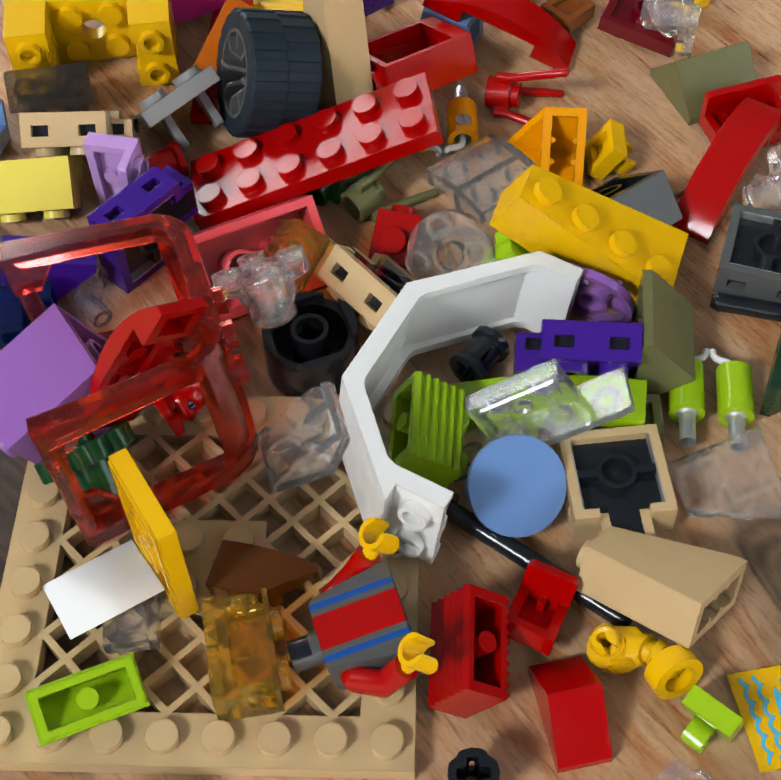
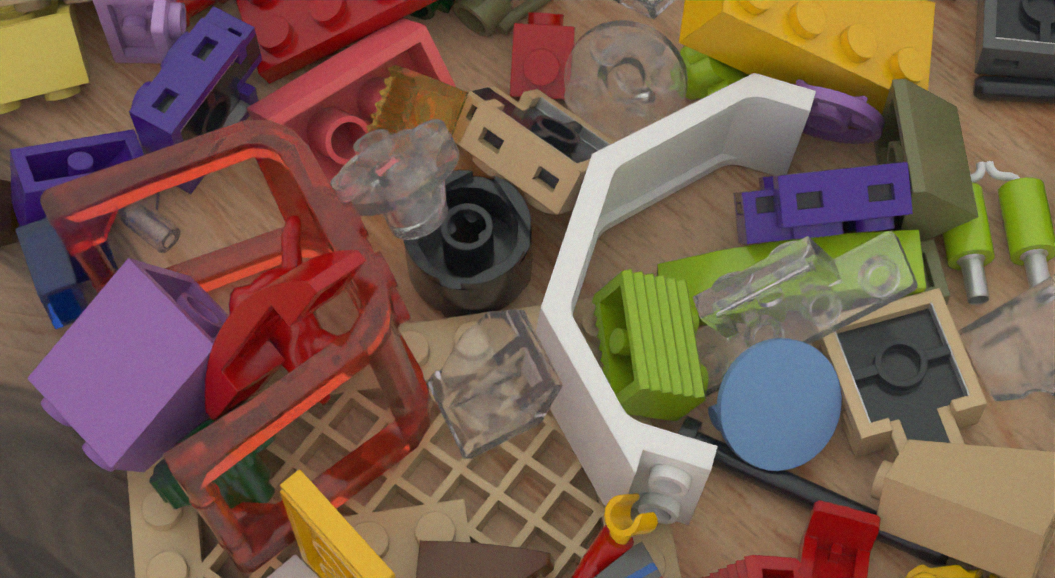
camera: 10 degrees left, 10 degrees up
(479, 355) = (689, 219): black bush -> none

